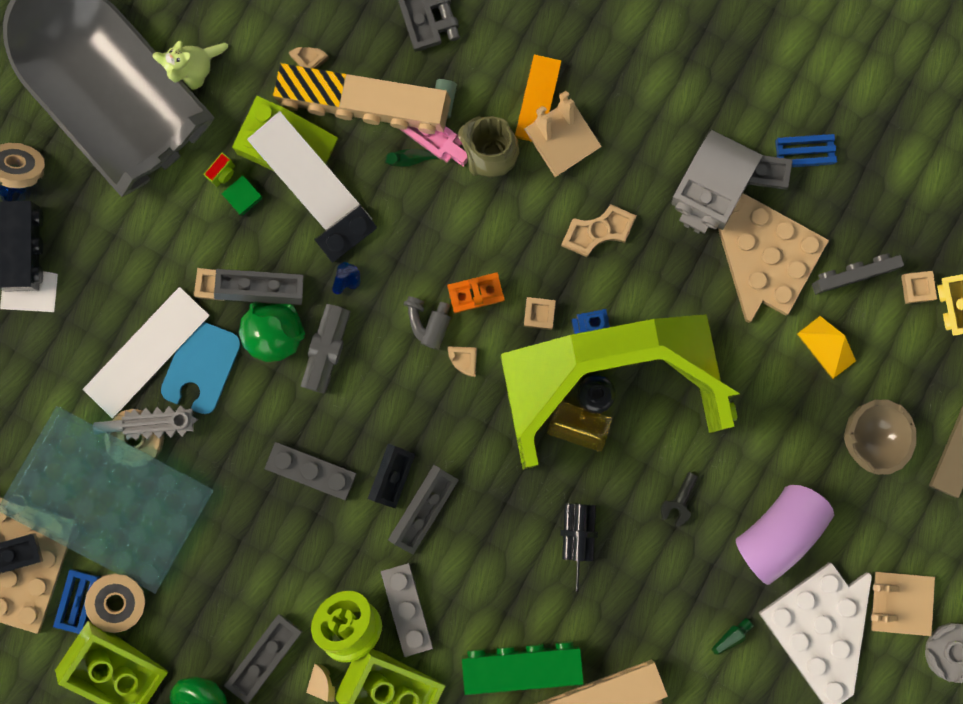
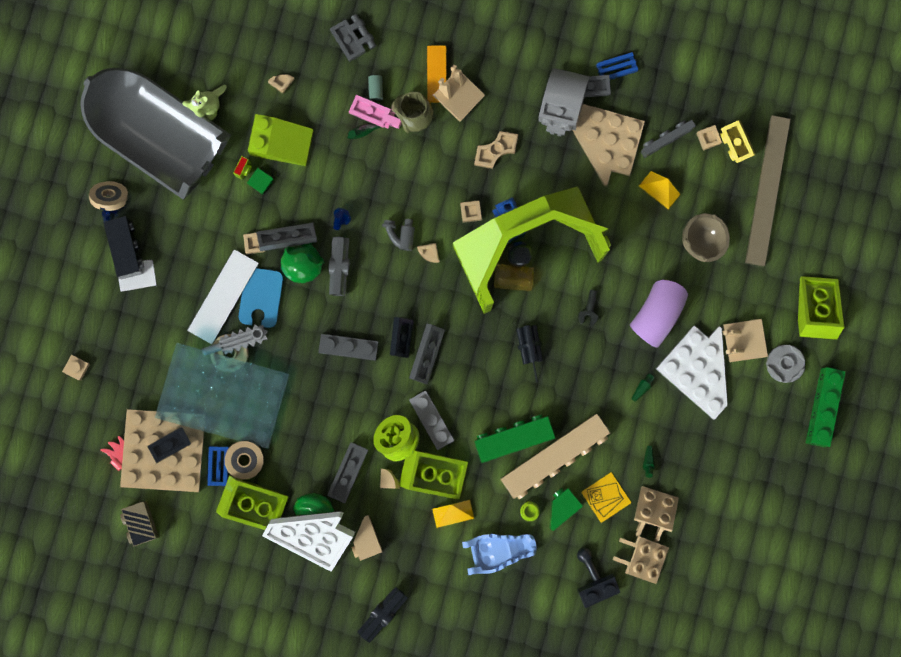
camera: 20 degrees left, 0 degrees up
(302, 171) = (302, 159): white sticker -> none
(345, 233) = (333, 189): black plate -> none
(362, 98) = (323, 99): tan brick -> none
(490, 292) = (433, 204): orange hips -> none

